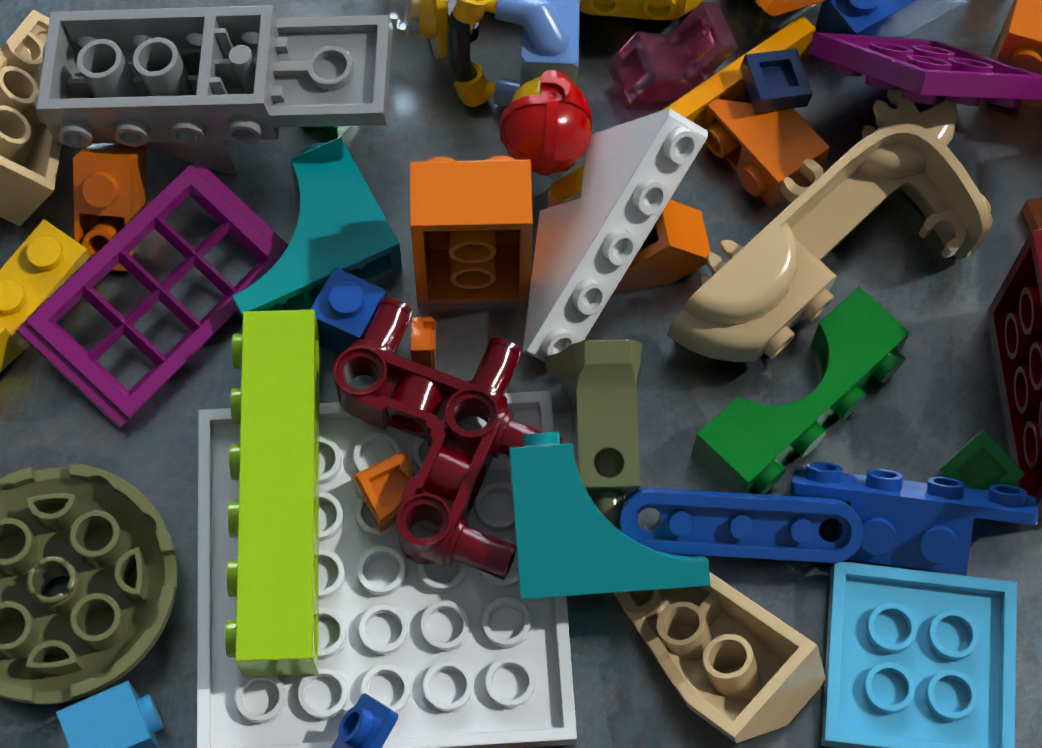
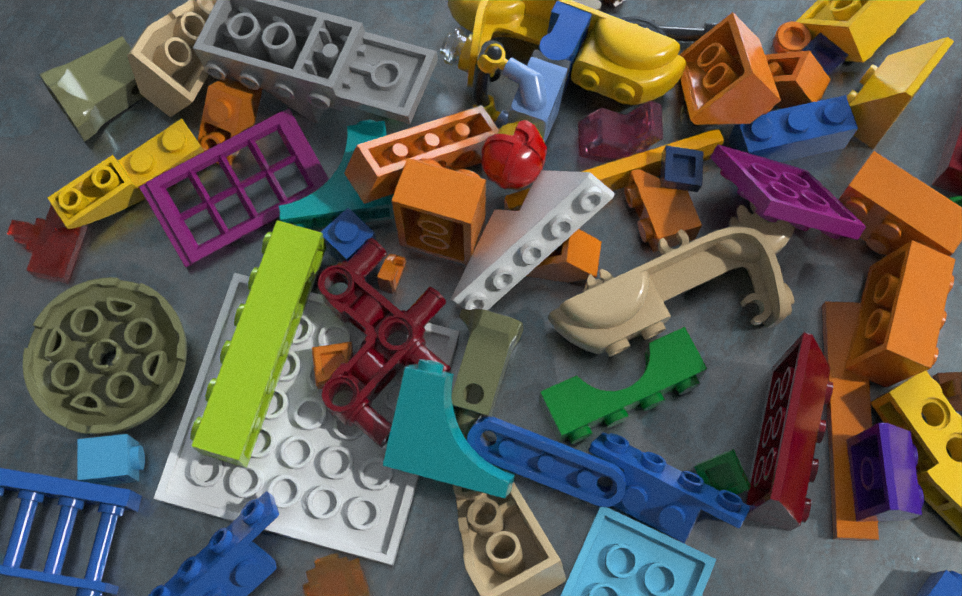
camera: 20 degrees right, 5 degrees up
(371, 187) = (450, 141): none -> orange brick

